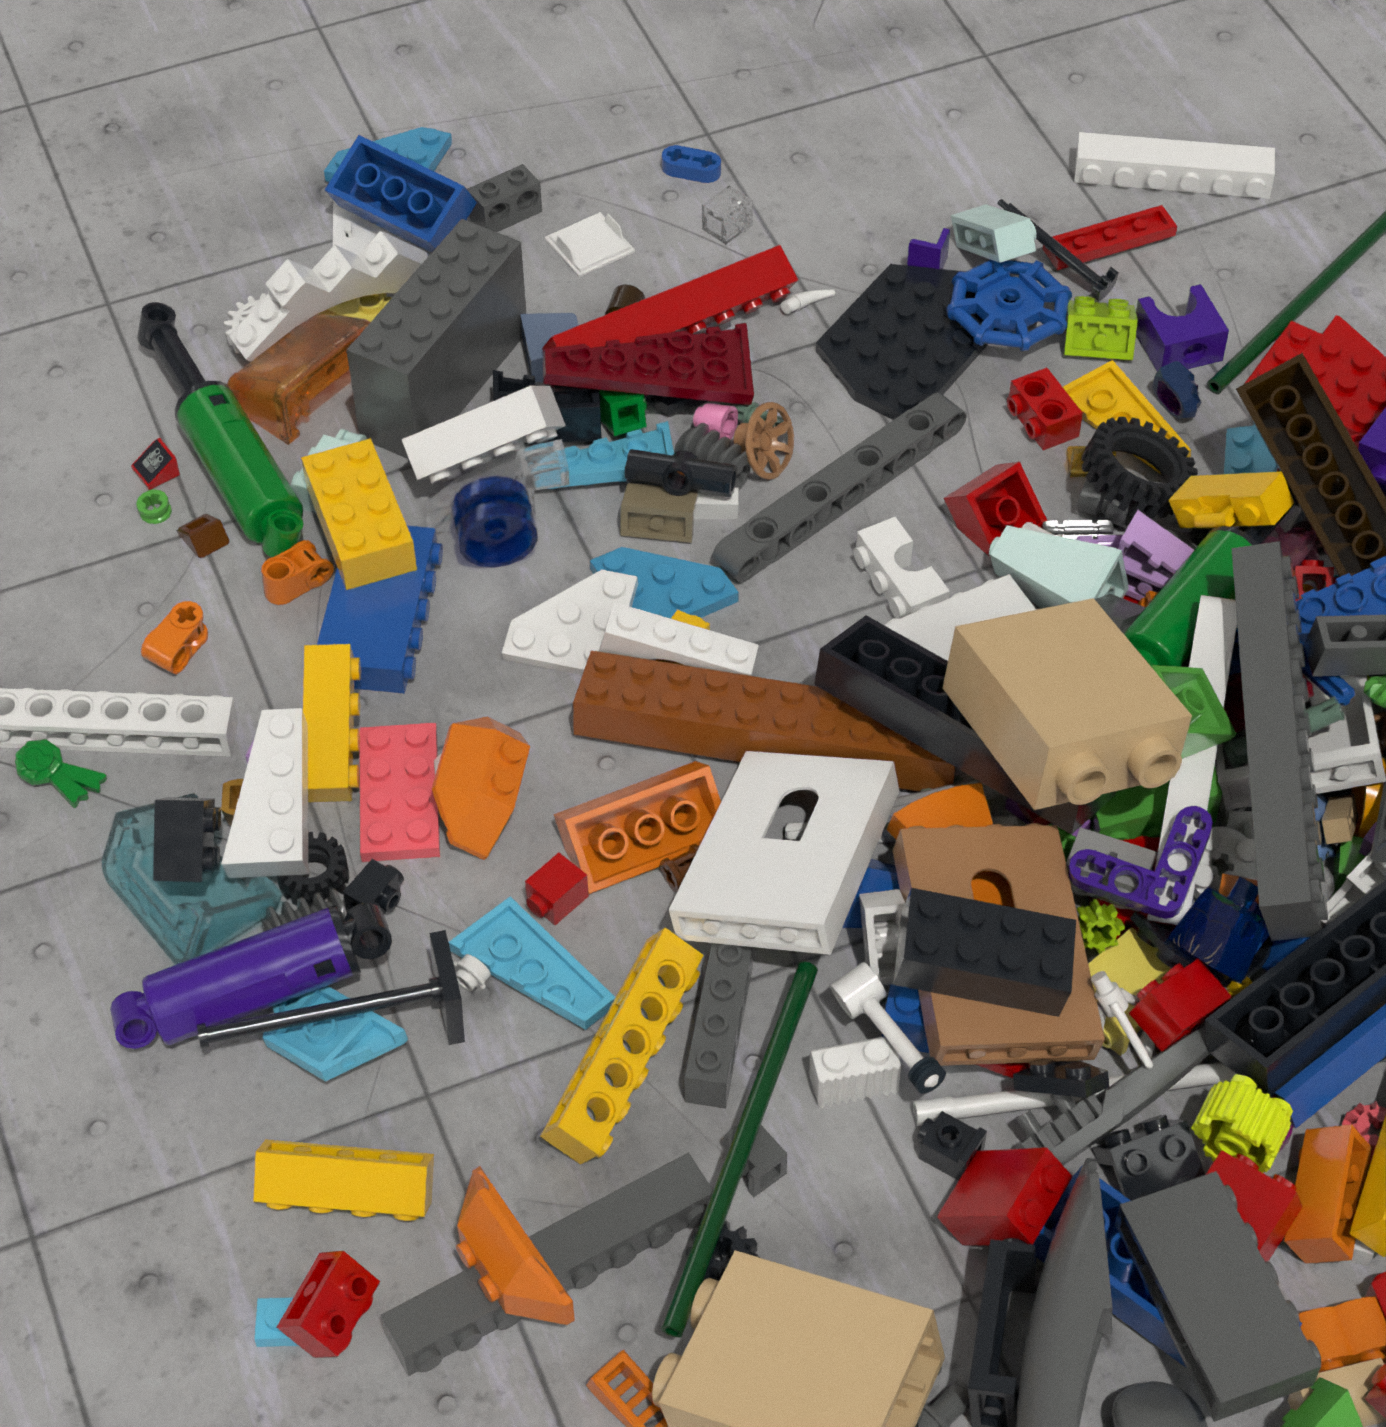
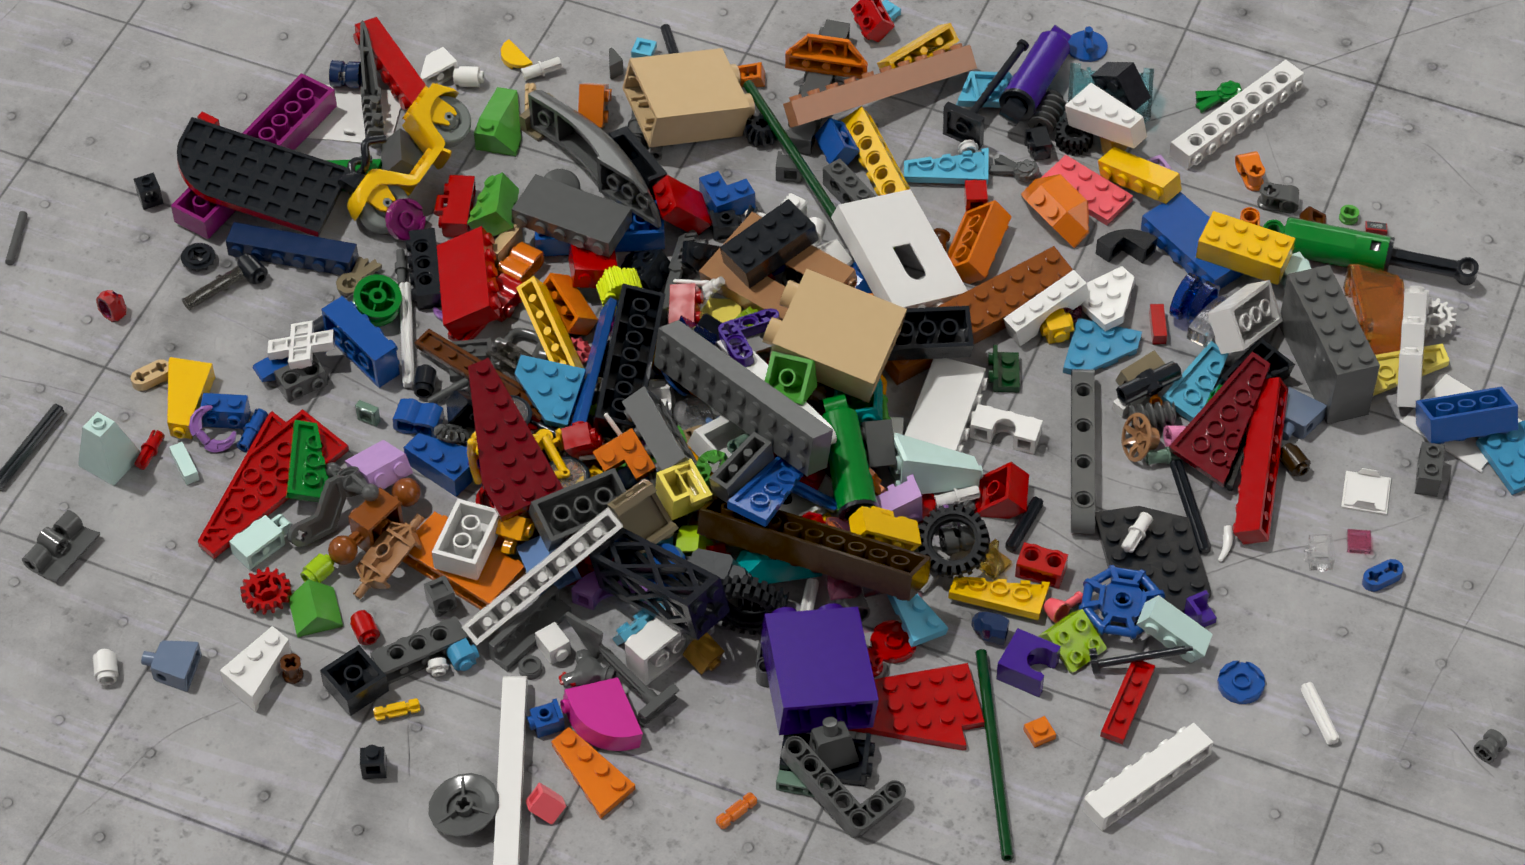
camera: 135 degrees right, 0 degrees up
(85, 1001) = (1087, 45): none -> blue shield
(202, 581) = (1281, 197): none -> dark grey piece
(441, 877) = (1022, 170): none -> dark grey piece
(469, 682) = (1131, 241): none -> black brick
(491, 1140) = (879, 86): none -> nougat brick
(557, 557) = (1158, 324): none -> red piece
(648, 1123) = (836, 141): none -> blue brick
(667, 207) = (1358, 541): none -> clear pink tile
(797, 353) = (1190, 505): none -> black axle
(799, 651) = (1004, 371): none -> dark green bracket
(904, 349) = (1137, 532): none -> white axle
(911, 1176) = (725, 197): none -> blue brick
(924, 108) = (1319, 713): none -> white axle
(965, 182) = (1241, 682): none -> blue tile
(1031, 463) = (1024, 524): none -> black axle
(1078, 358) = (1058, 609): none -> coral bar
(1236, 280) = (1039, 731): none -> orange plate

